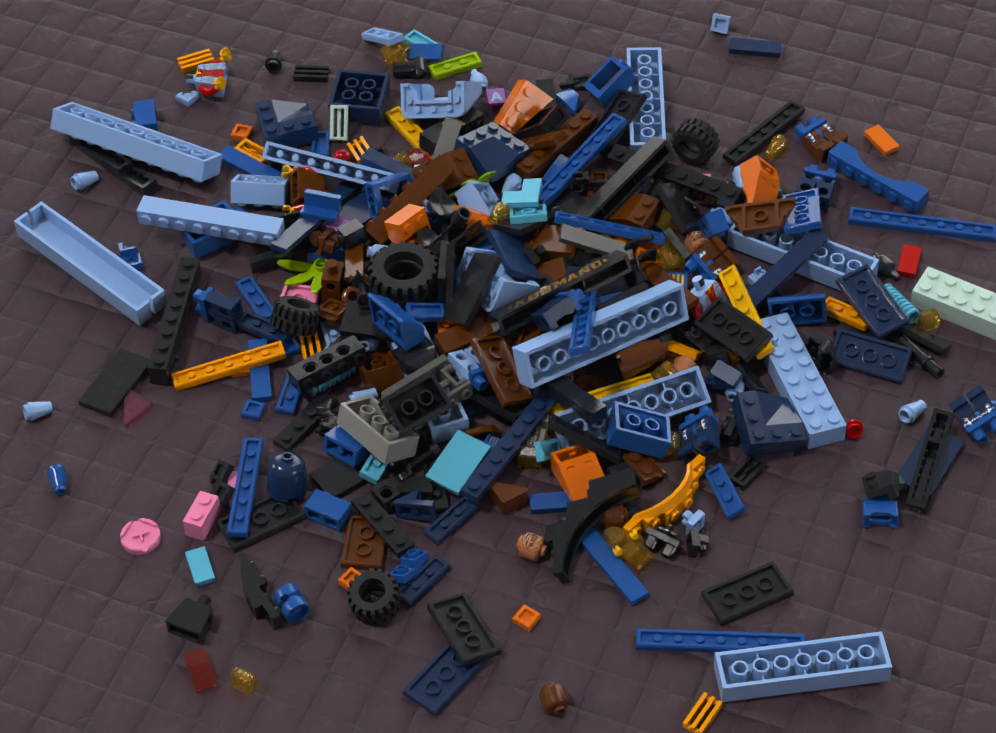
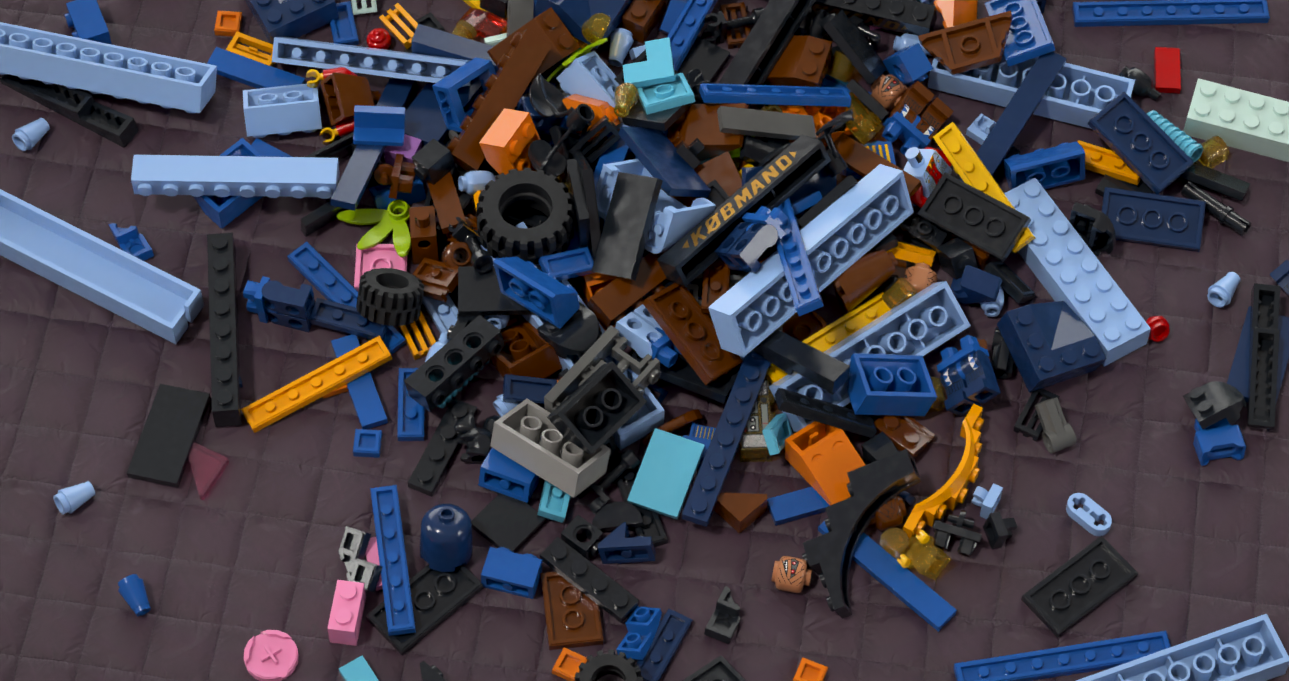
camera: 15 degrees left, 10 degrees up
(370, 387) = (519, 388): none -> dark blue tile
(451, 520) = (674, 555): dark blue tile -> none
(474, 569) = (724, 619): none -> black slope
(492, 163) = (595, 27): none -> clear yellow brick
(725, 491) = (1016, 448): blue tile -> none
(757, 485) = (1057, 432): none -> dark grey piece
(766, 546) = (1087, 516): none -> light blue beam

